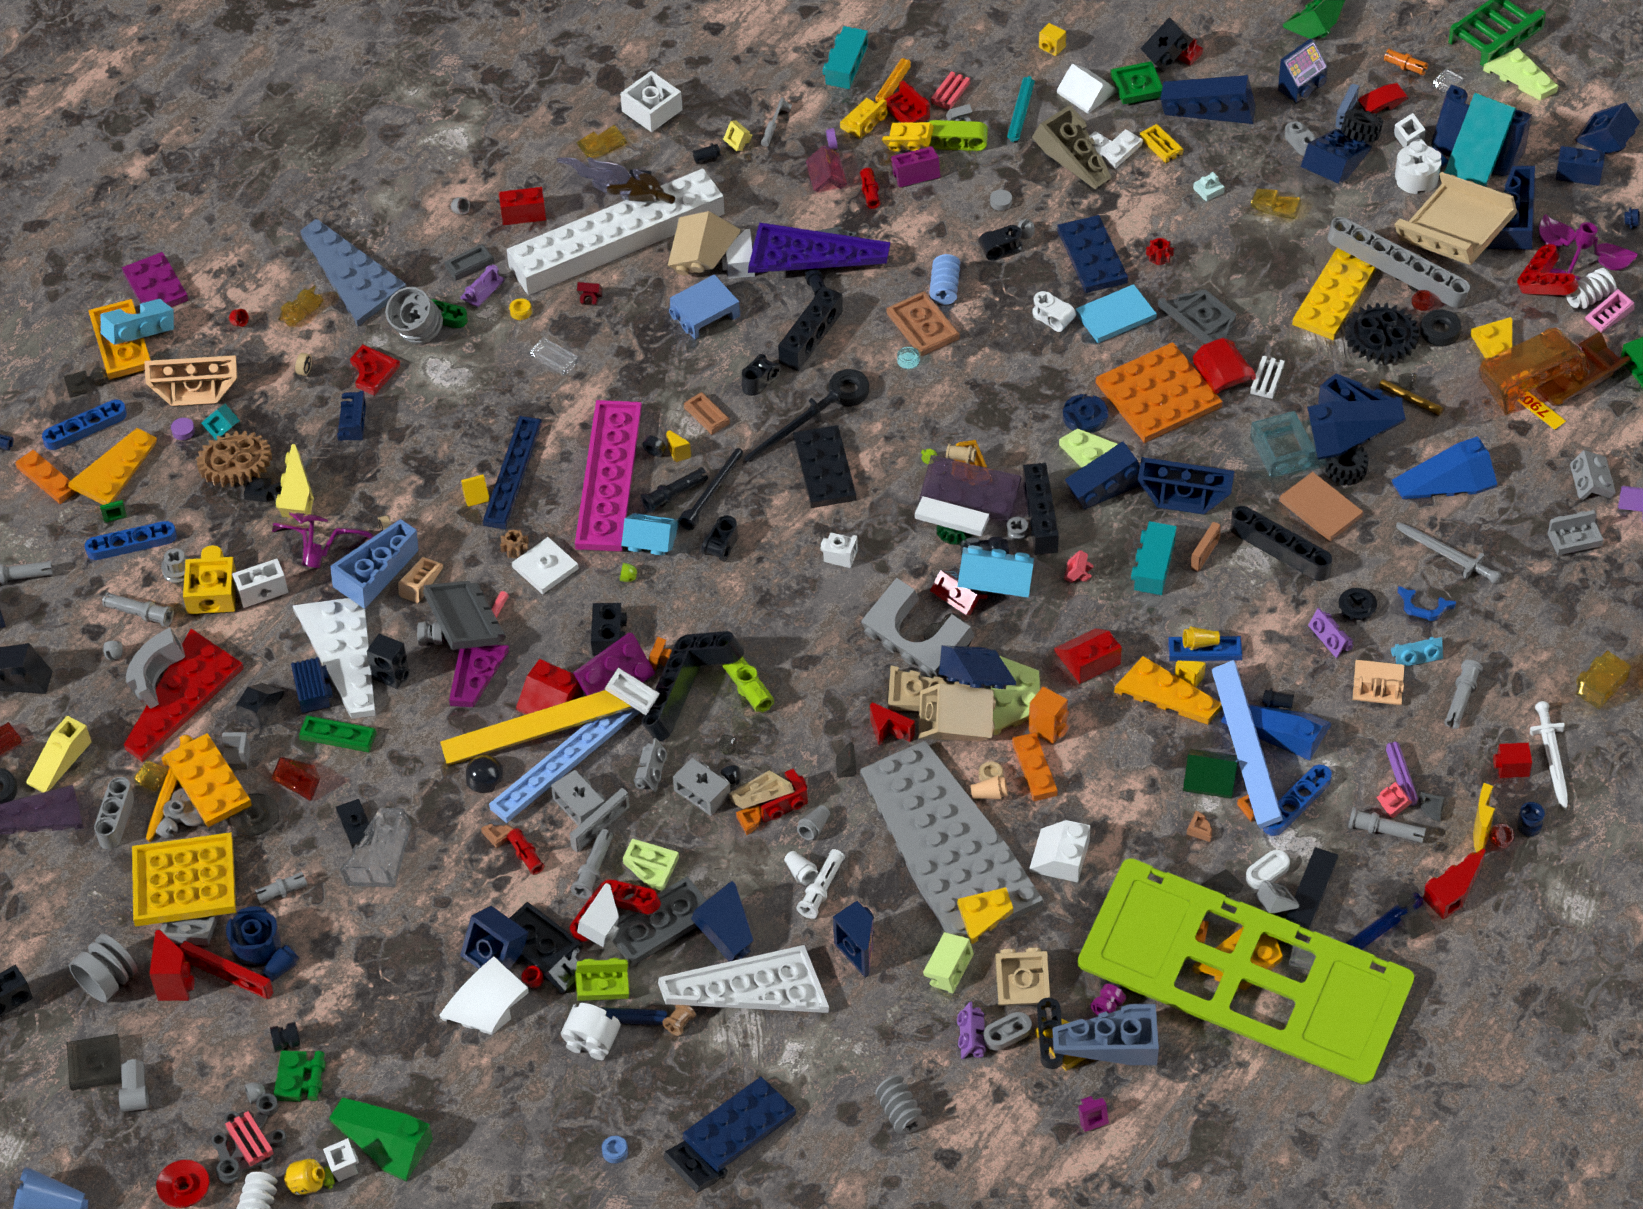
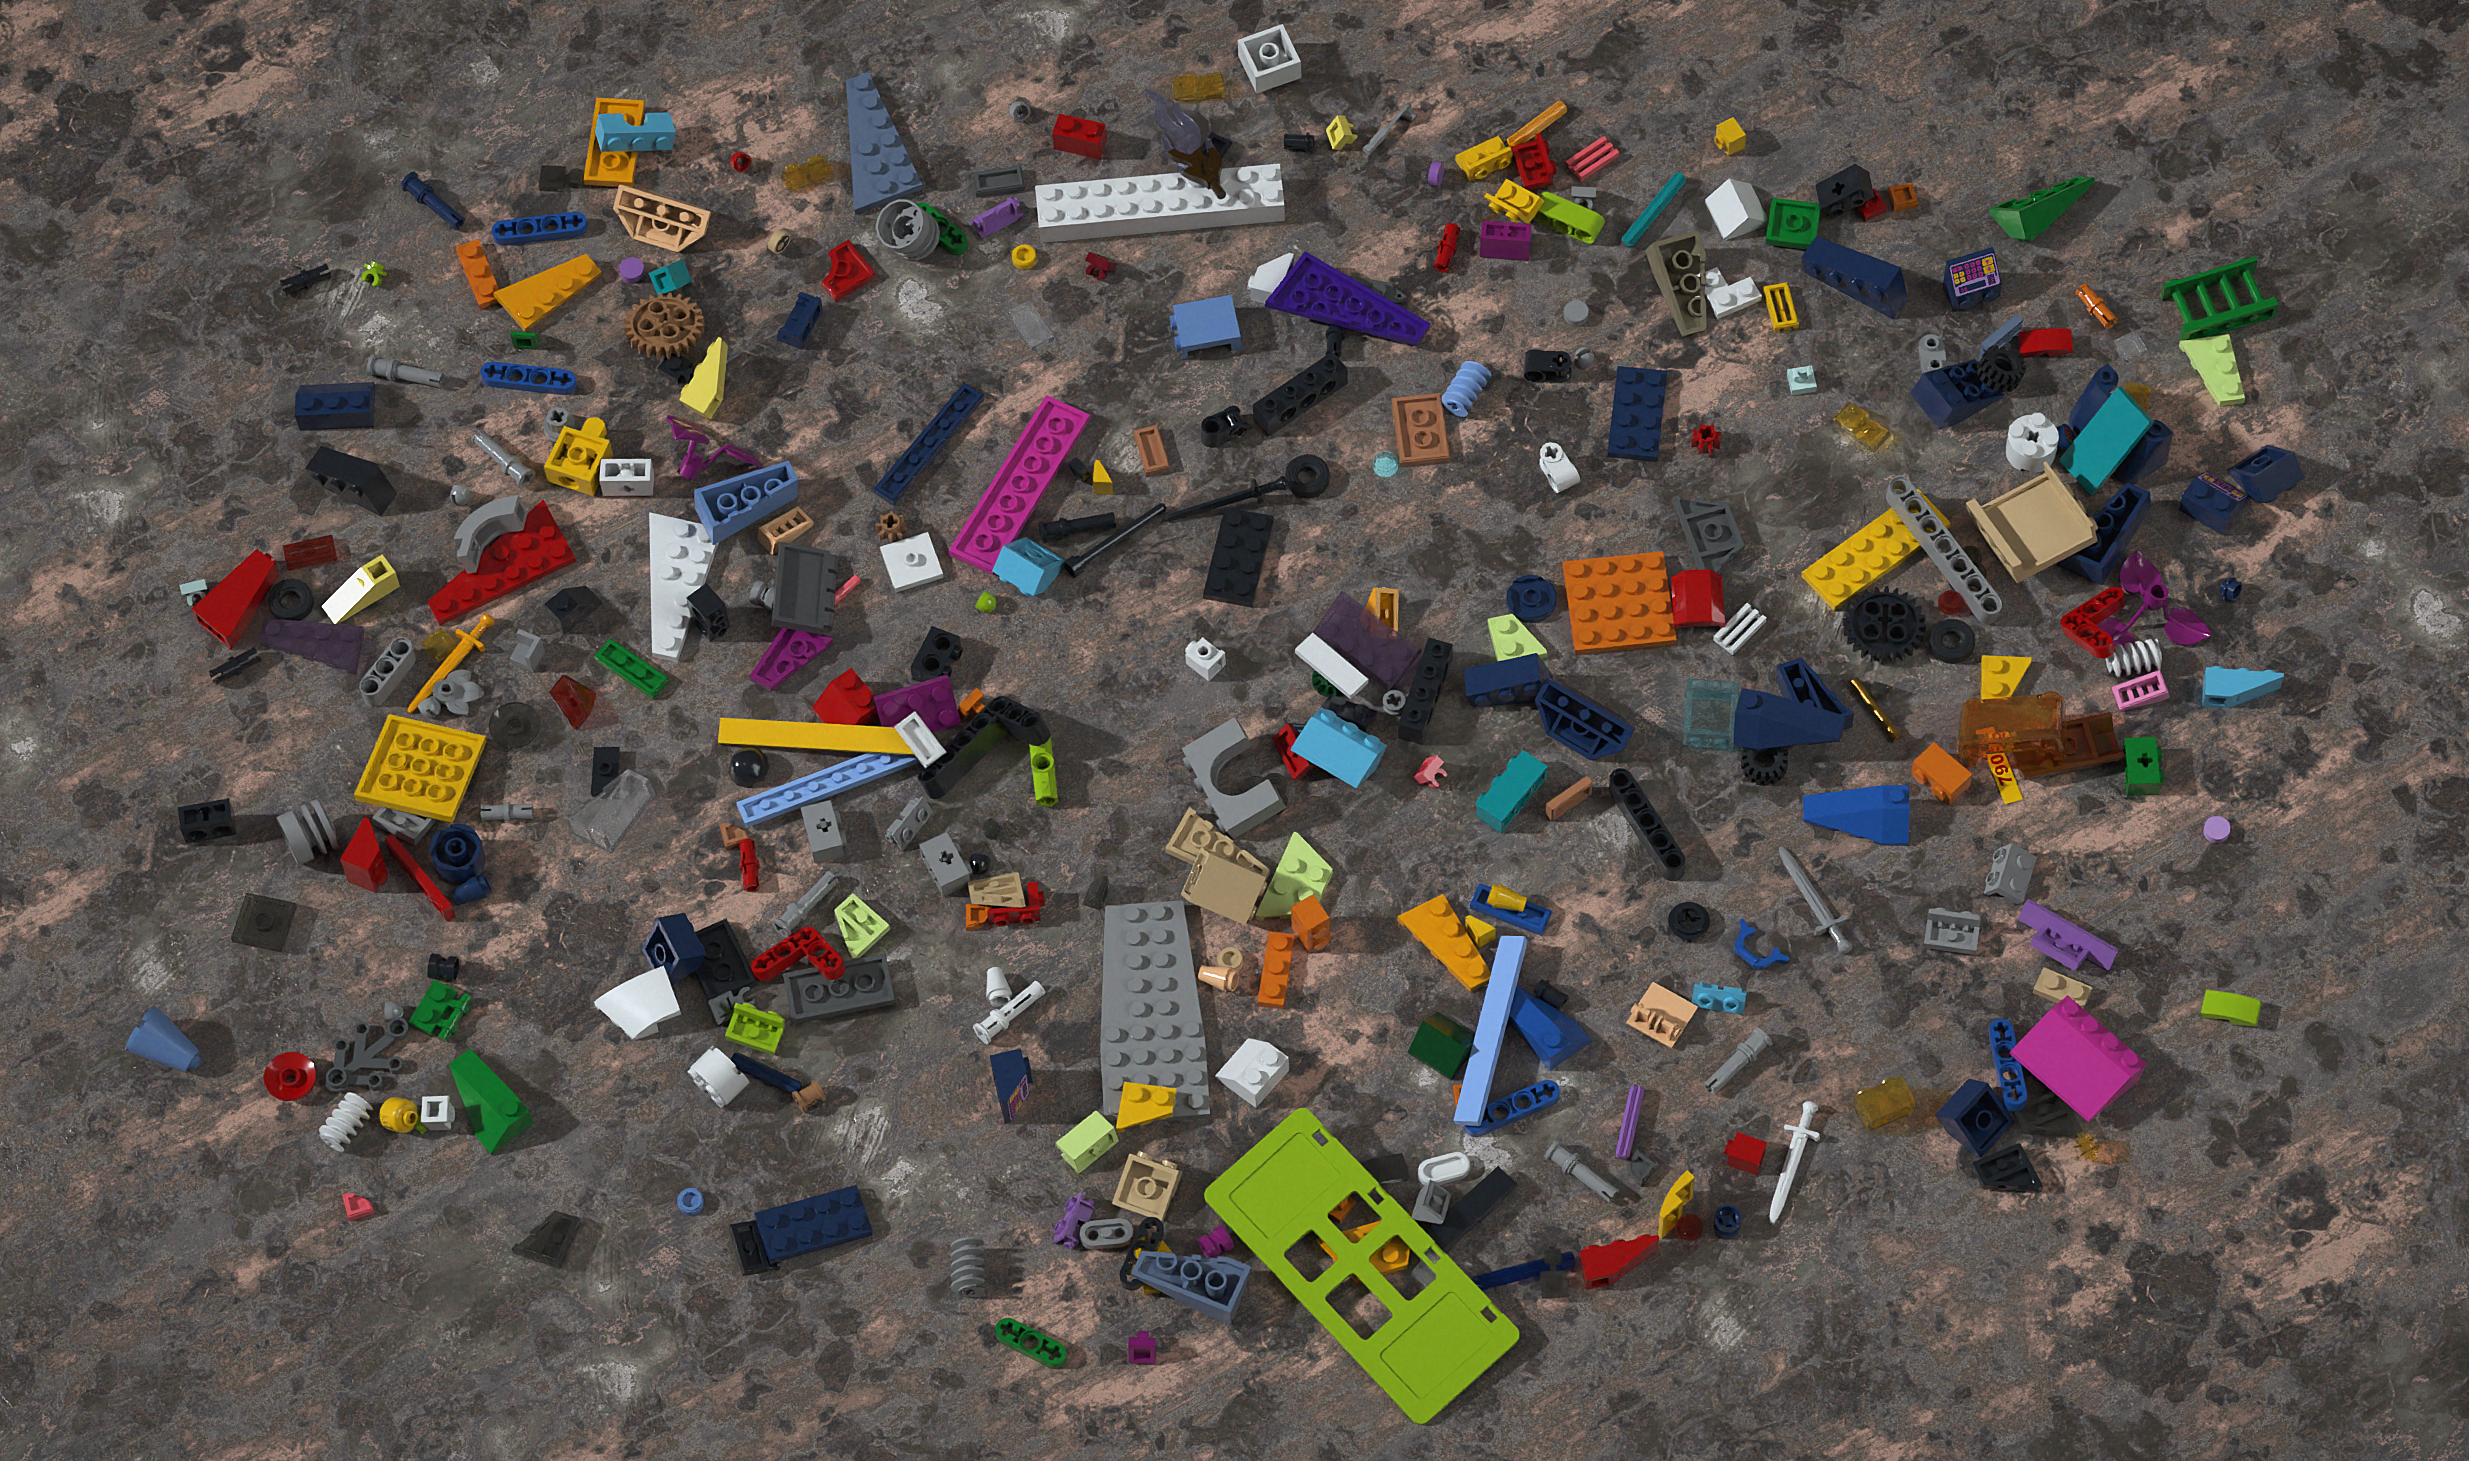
camera: 25 degrees right, 10 degrees up
(134, 1091) = (285, 969): light grey piece -> none
(155, 279) = (677, 87): magenta plate -> none
(207, 780) = (486, 672): light orange plate -> none
(239, 1122) = (364, 1037): coral tile -> none
(310, 684) = (628, 607): dark blue brick -> none
(383, 522) = (775, 456): tan tile -> none
(475, 490) = (881, 452): yellow slope -> none
(533, 975) = (694, 994): red hinge -> none
(599, 820) = (832, 861): light grey tile -> none
(601, 918) = (779, 966): white slope -> none
(700, 242) = (1233, 254): tan slope -> none
(719, 540) = (1090, 604): black piece -> none
(725, 923) = (895, 1017): dark blue slope -> none
(763, 981) = (903, 1091): white wing -> none
(813, 823) = (1032, 945): light grey cone -> none
(825, 168) = (1413, 207): clear pink panel -> none
(845, 57) = (1501, 77): teal brick -> none
(888, 721) = (1153, 866): red slope -> none
(927, 454) = (1348, 587): lime piece -> none
(961, 453) = (1375, 603): tan pin -> none
(974, 667) = (1262, 845): dark blue slope -> none
(980, 1156) = (1051, 1345): none -> green beam
(1090, 654) = (1391, 871): red slope -> none
(1115, 313) = (1623, 494): medium azure tile -> none
(1200, 827) = (1402, 1098): nougat tile -> none
(1210, 39) = (1902, 197): none -> orange tile
(1321, 506) = (1713, 798): nougat tile -> none
(1328, 633) = (1642, 932): medium lavender hinge -> none
(1394, 799) = (1604, 1147): coral tile -> none
(1409, 130) = (2047, 399): white brick -> none
(1493, 422) = (1941, 774): none -> orange brick

